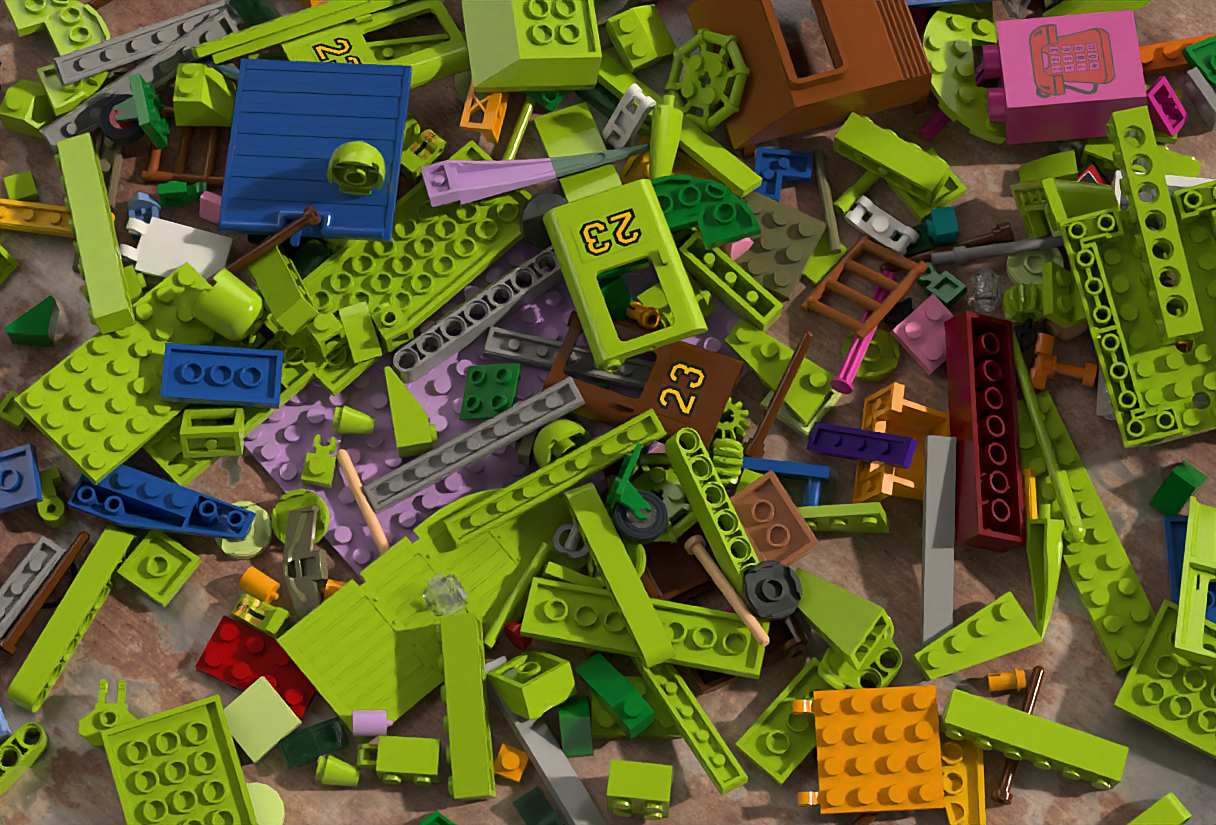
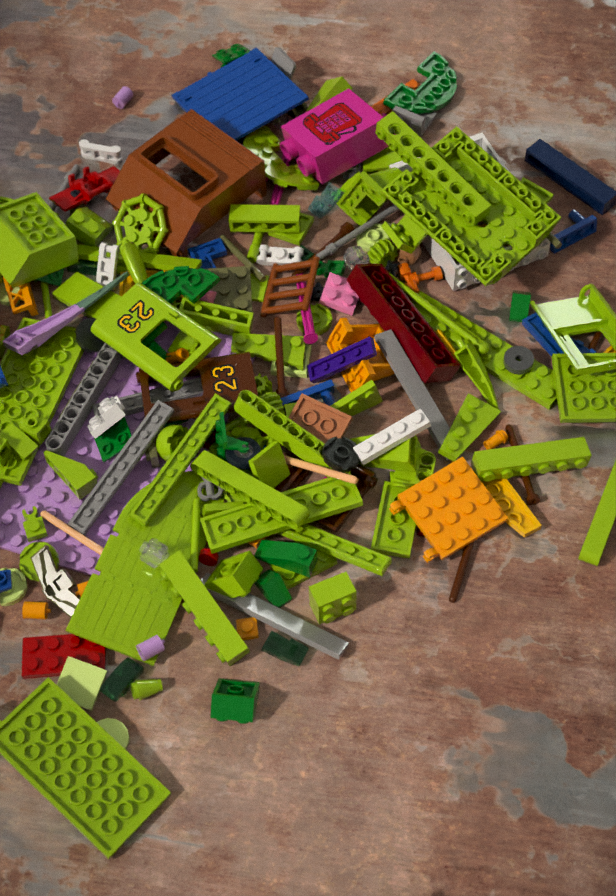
camera: 30 degrees left, 10 degrees down
(261, 616) = (46, 625): lime leg -> none
(352, 421) = (38, 493): lime cone -> none
(403, 759) = (181, 659): lime brick -> none
(497, 362) = (111, 412): none -> white plate
(665, 555) = (270, 465): none -> lime tile
(850, 606) = (392, 436): none -> white plate
(942, 226) = (312, 239): teal plate -> none
(1001, 170) = (326, 201): none -> clear light blue slope
(1114, 591) = (518, 367): none -> dark grey piece

